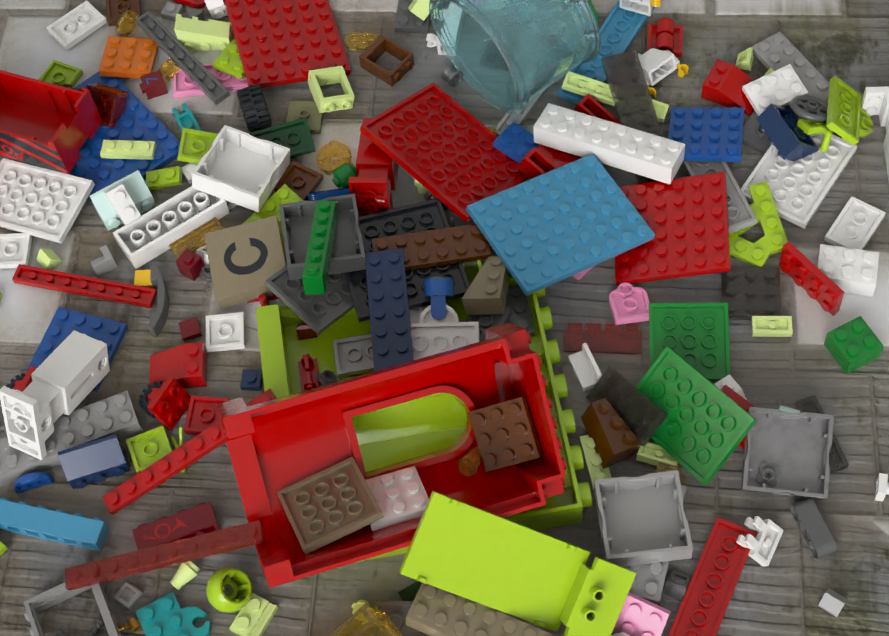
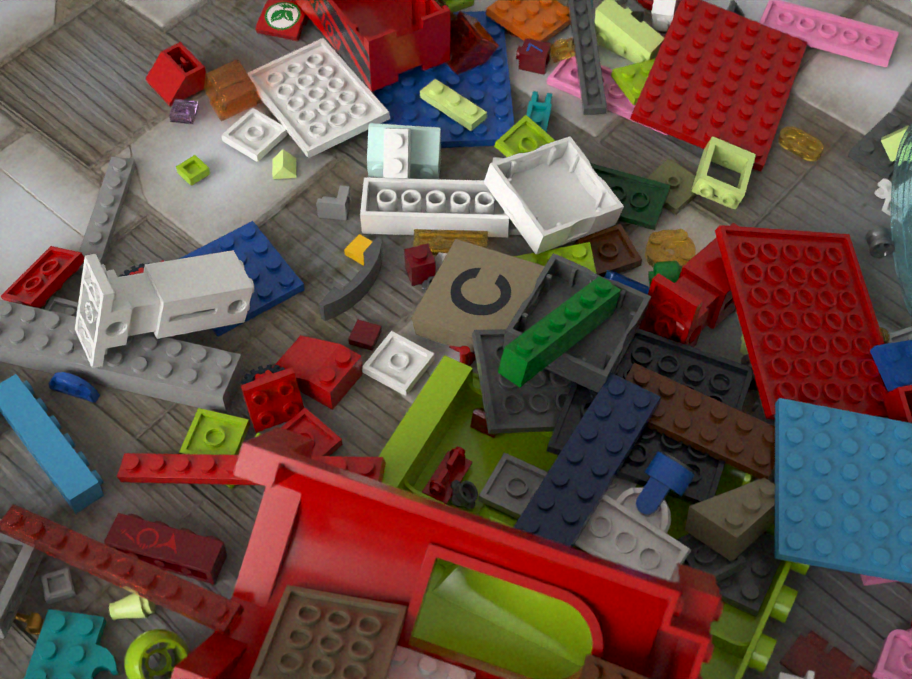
camera: 30 degrees right, 5 degrees down
(85, 286) = (296, 218): red plate -> none
(94, 461) = (145, 409): slope -> none
(164, 178) = (467, 157): lime plate -> none
(251, 380) = (380, 434): dark blue plate -> none
(254, 108) = (619, 140): black tyre -> none
(379, 47) = (818, 160): reddish brown window -> none

